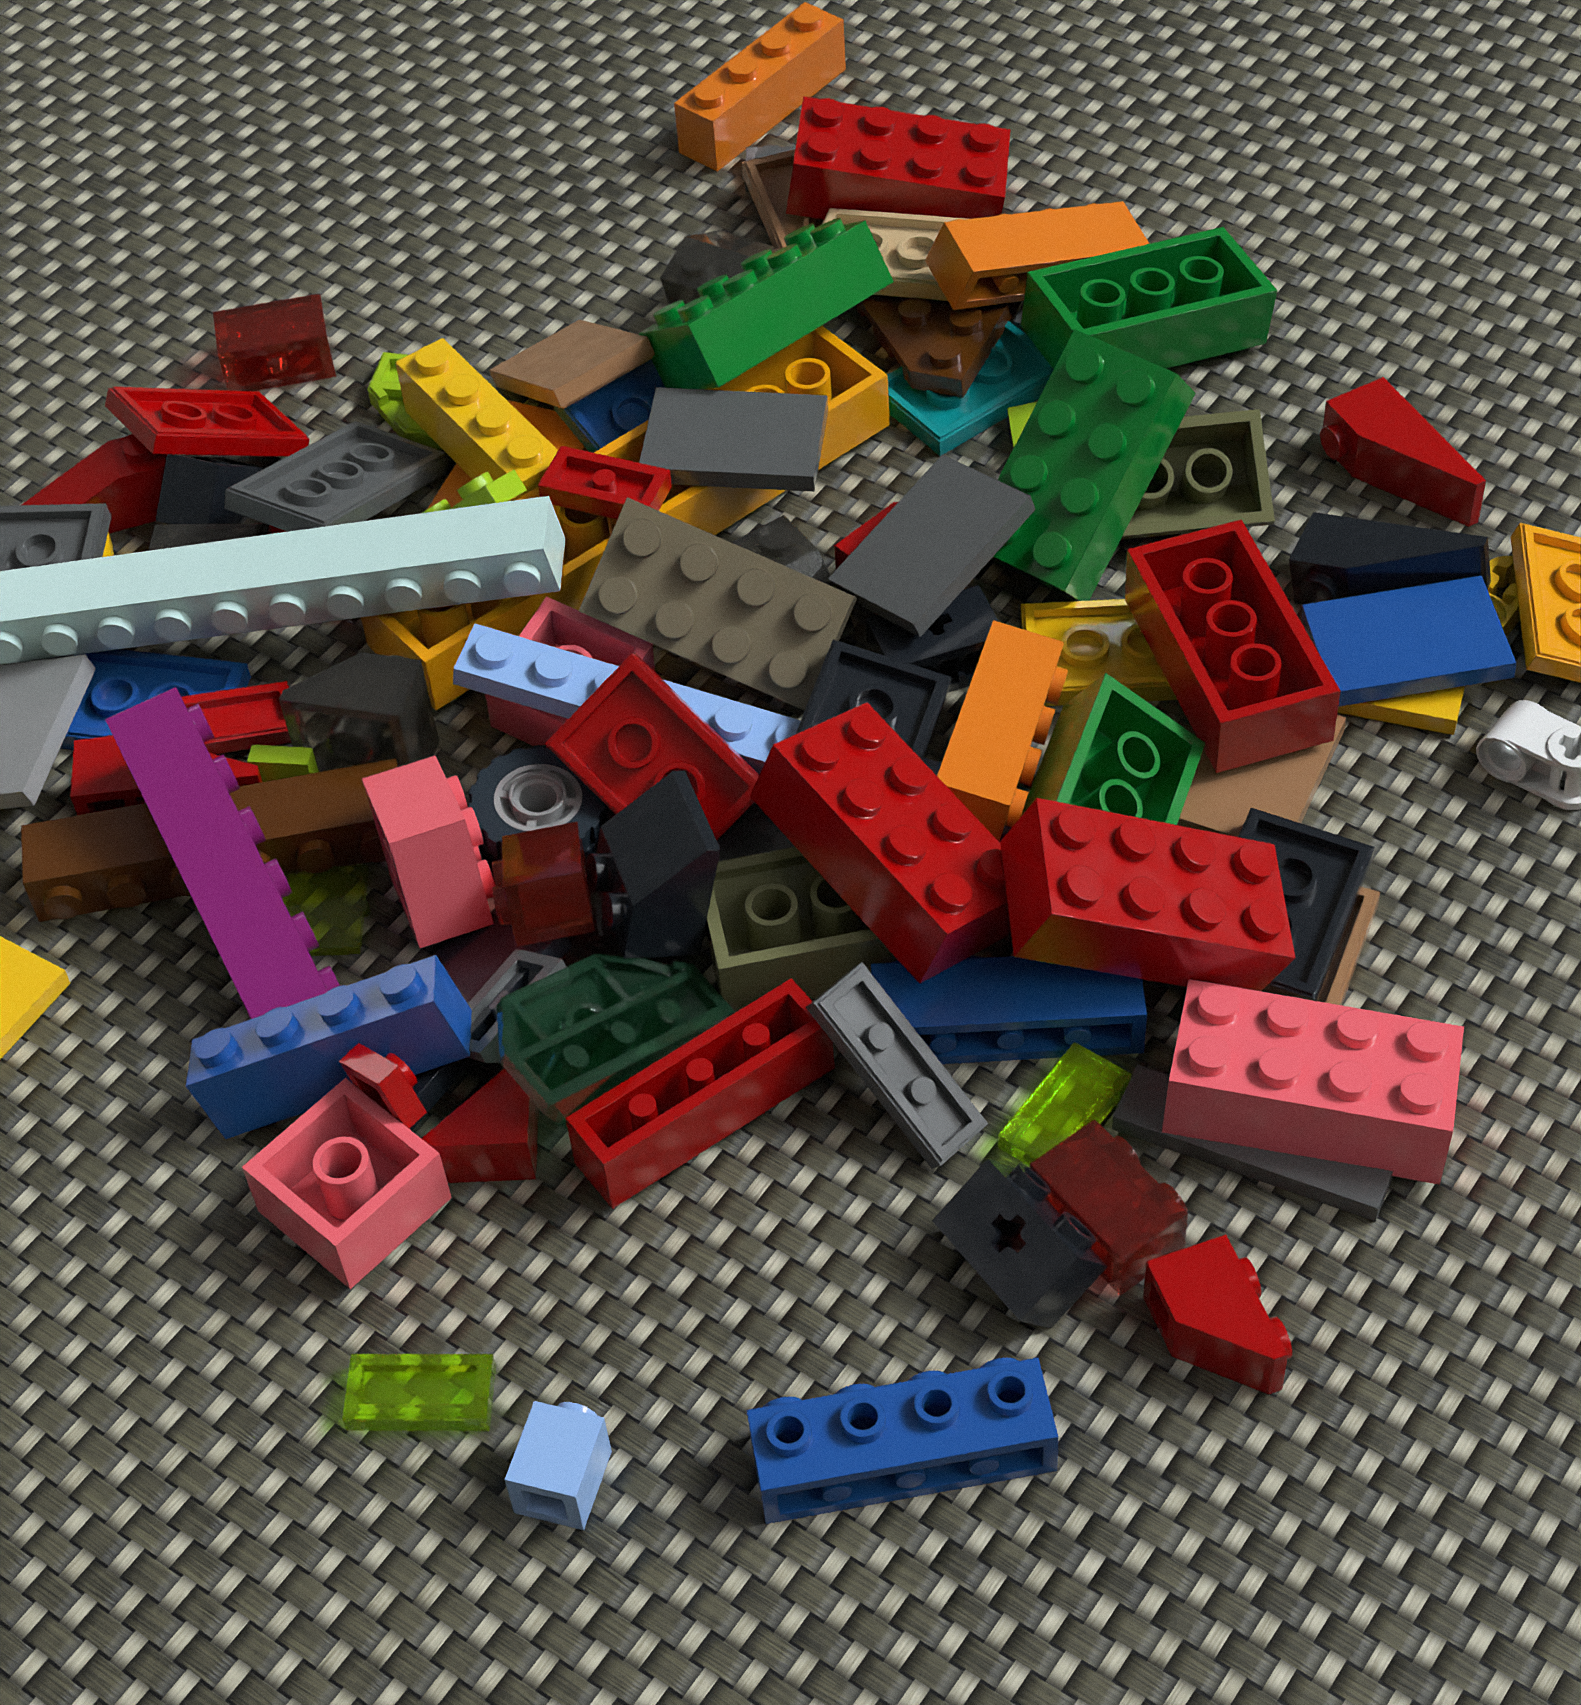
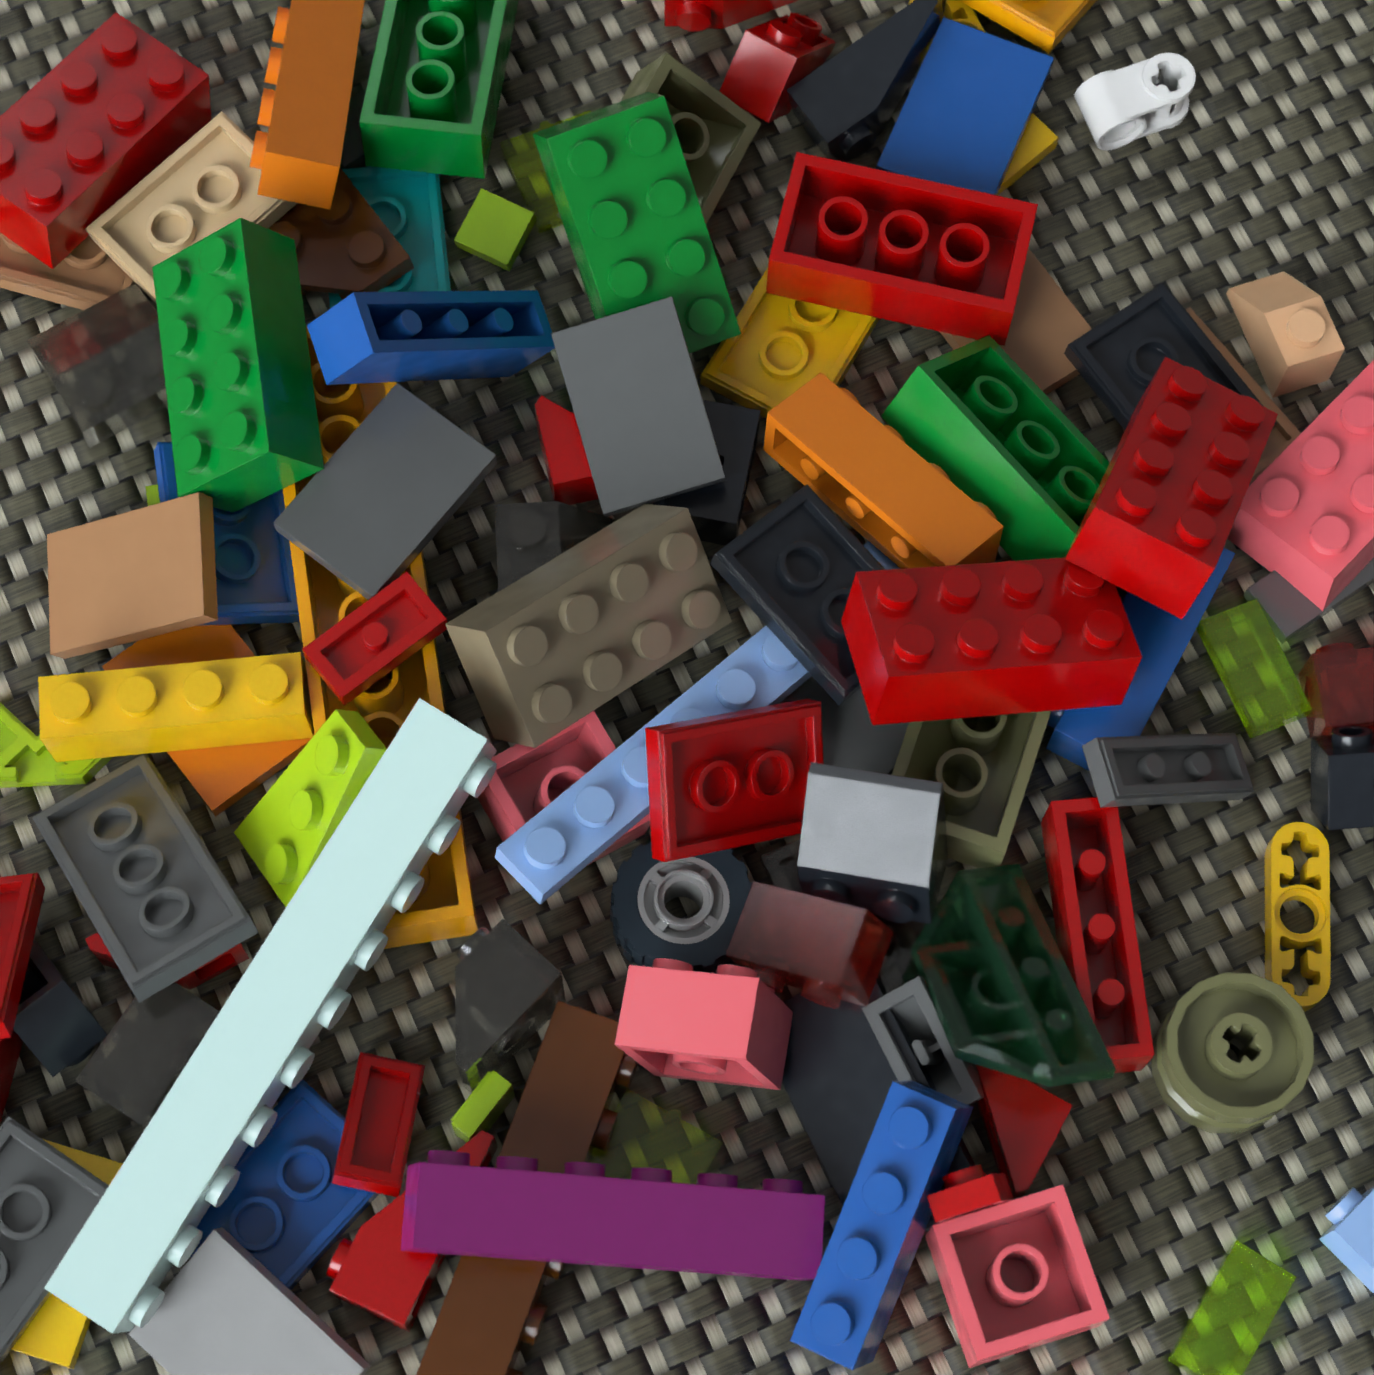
camera: 65 degrees left, 20 degrees up
(661, 1251) = (1263, 1030): none -> olive wheel
(833, 1286) = (1315, 870): none -> yellow beam
(877, 386) = (430, 335): none -> blue brick
(1333, 487) = (772, 61): none -> red slope
(1415, 968) = (1287, 332): none -> light nougat slope

